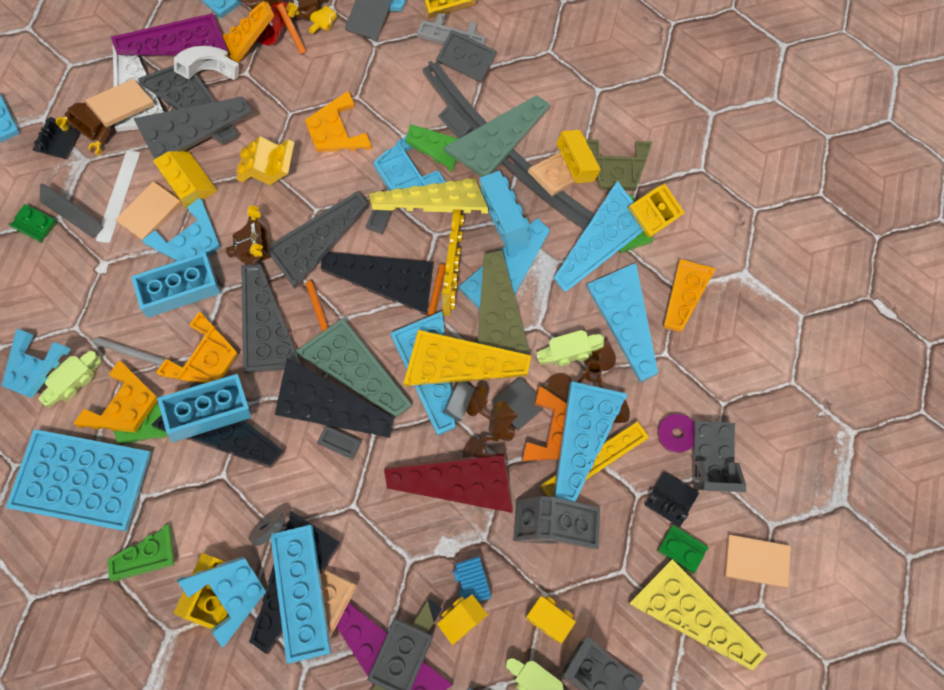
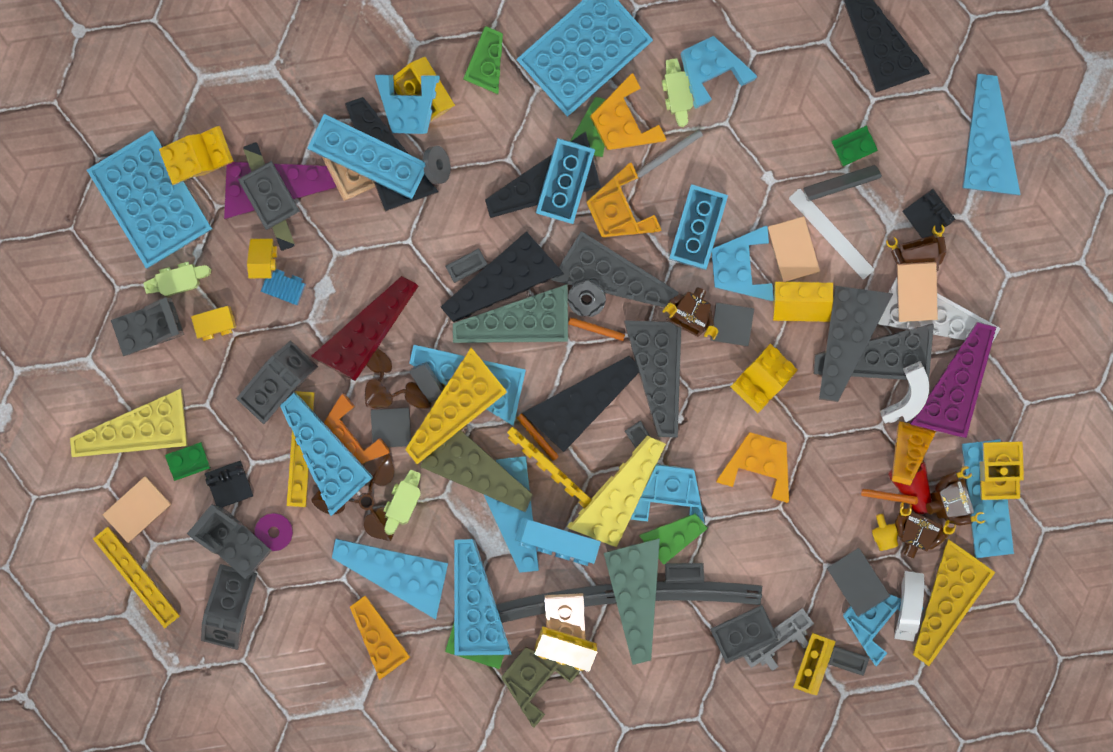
camera: 125 degrees right, 20 degrees up
(235, 212) = (733, 324): none -> dark grey tile
(294, 337) = (590, 288): none -> dark grey tile
(656, 210) = (464, 671): yellow bracket -> none
(766, 420) = (227, 608): none -> dark grey bracket
(810, 517) = (136, 577): none -> yellow plate

